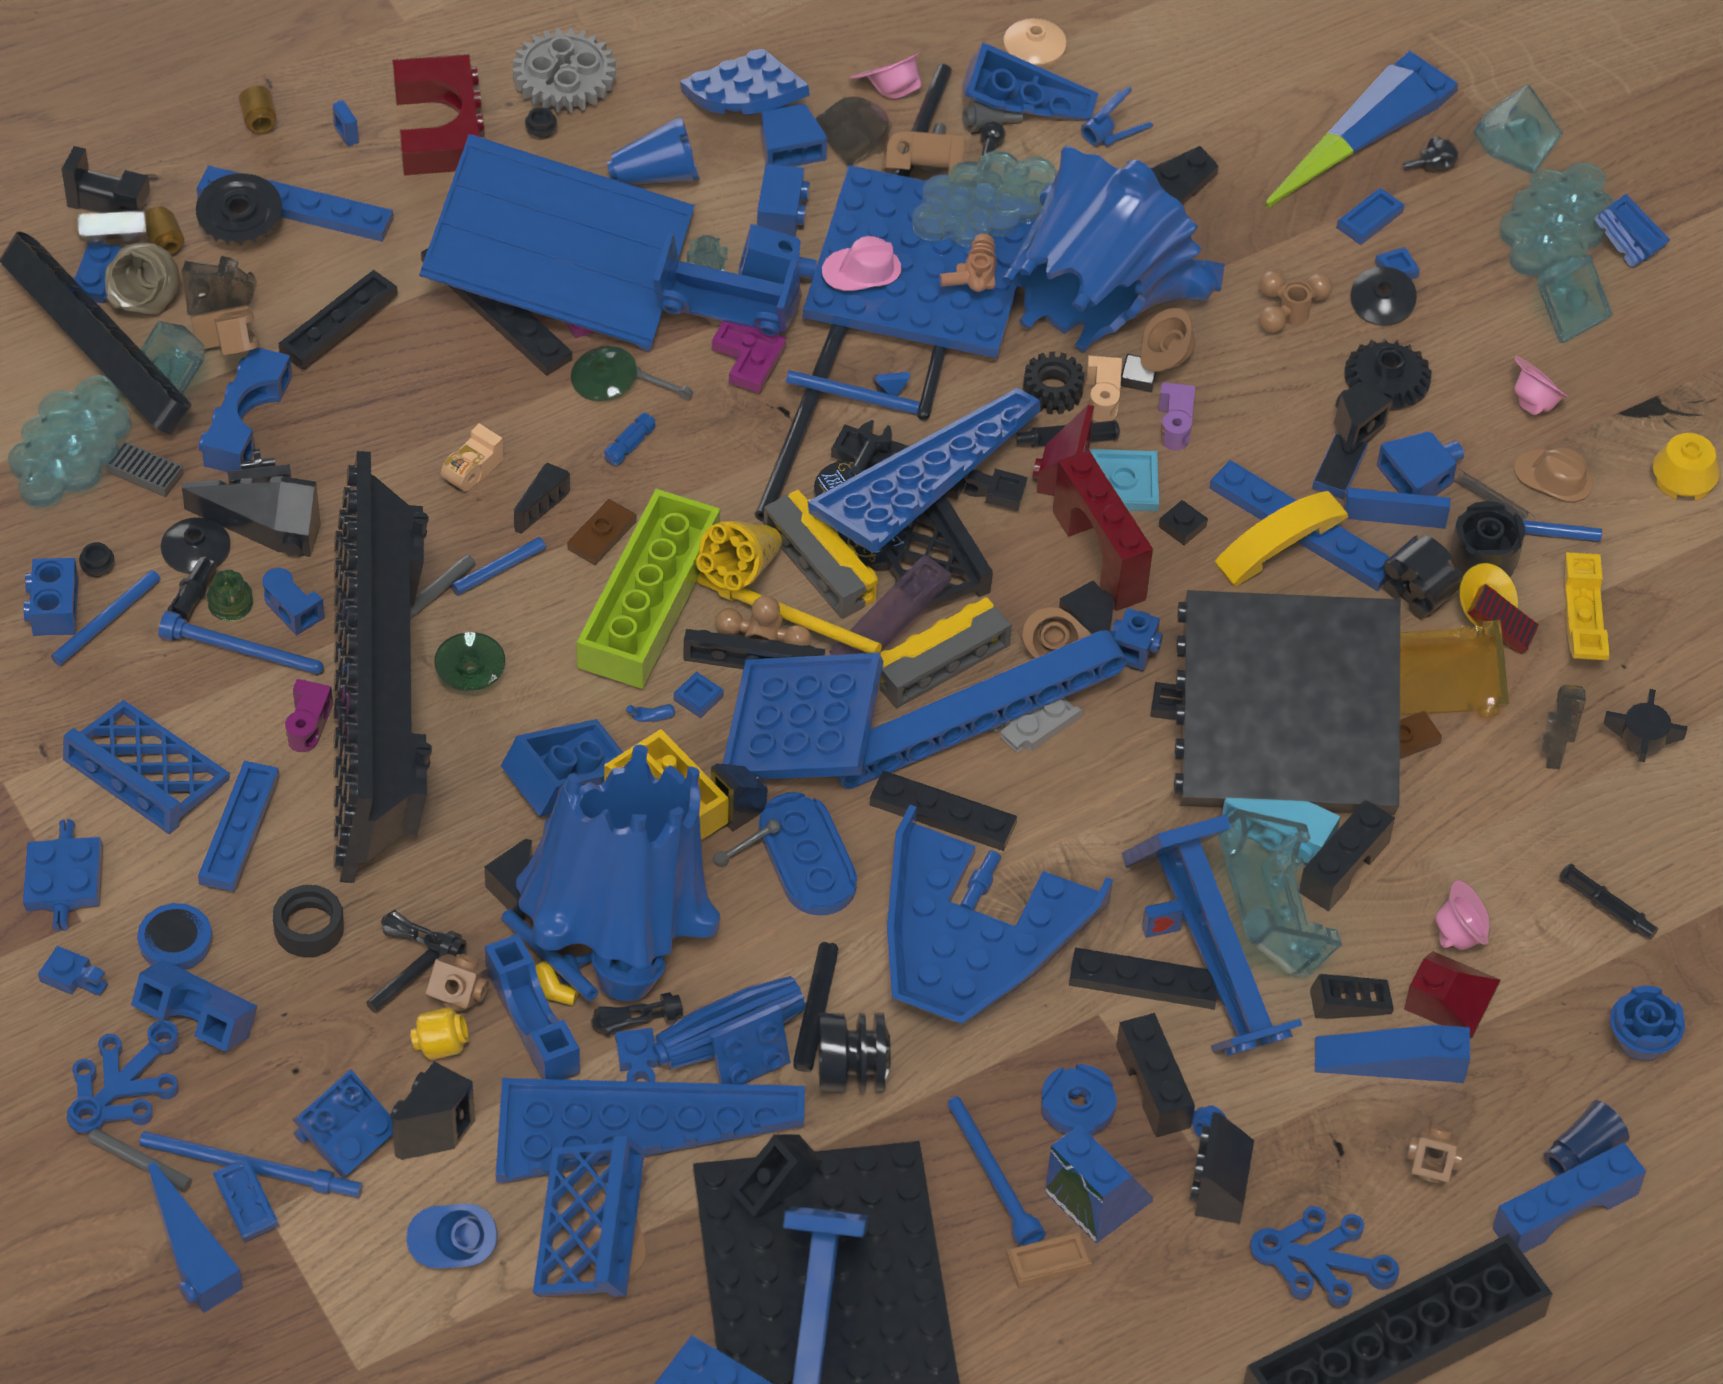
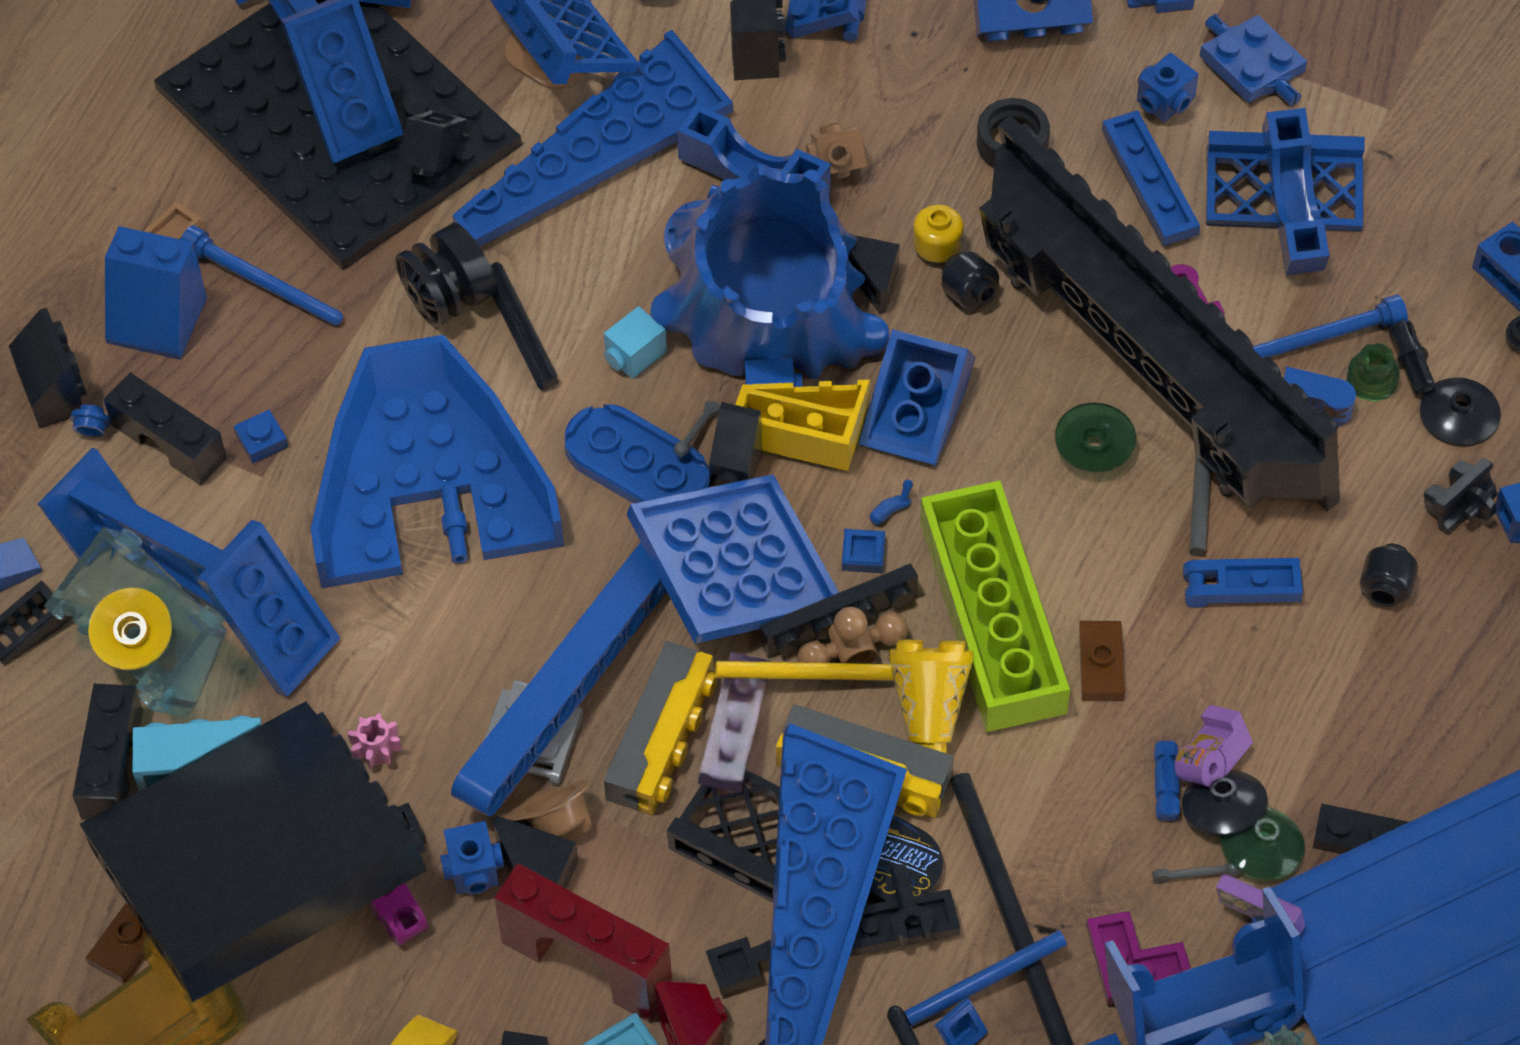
camera: 150 degrees right, 5 degrees up
(105, 617) = (1460, 292): blue bar -> none
(160, 875) = (1167, 87): none -> blue brick
(175, 935) = (1110, 66): tile -> none
(186, 697) = (1290, 173): none -> blue arch
(272, 513) = (1416, 458): black wedge -> none
(379, 456) = (1389, 575): none -> black head
(398, 926) = (934, 174): black piece -> none
(403, 979) = (890, 154): black bar -> none
(440, 1033) = (815, 106): yellow head -> none
(442, 869) = (938, 233): none -> yellow head
(450, 824) = (970, 280): none -> black head
(463, 519) = (1242, 581): none -> blue plate
(474, 459) = (1291, 649): light nougat leg -> none
(498, 566) = (1165, 562): blue bar -> none
(542, 495) = (1191, 656): black slope -> none
(588, 426) = (1214, 748): none -> medium lavender leg
(608, 417) = (1227, 806): none -> black dish
(610, 1019) = (644, 246): black piece -> none
(636, 1053) = (642, 200): blue plate -> none
(650, 317) = (1249, 901): none -> medium lavender tile
(738, 1031) = (567, 246): blue plate -> none
(743, 930) = (634, 343): none -> medium azure brick
(944, 810) = (539, 576): black plate -> none
(1074, 1082) = (227, 395): blue plate -> none
(1080, 1040) = (260, 436): none -> blue plate
(1142, 978) = (277, 511): black plate -> none
(1148, 757) = (374, 740): none -> bright pink gear
(1287, 897) = (117, 615): none -> yellow dish

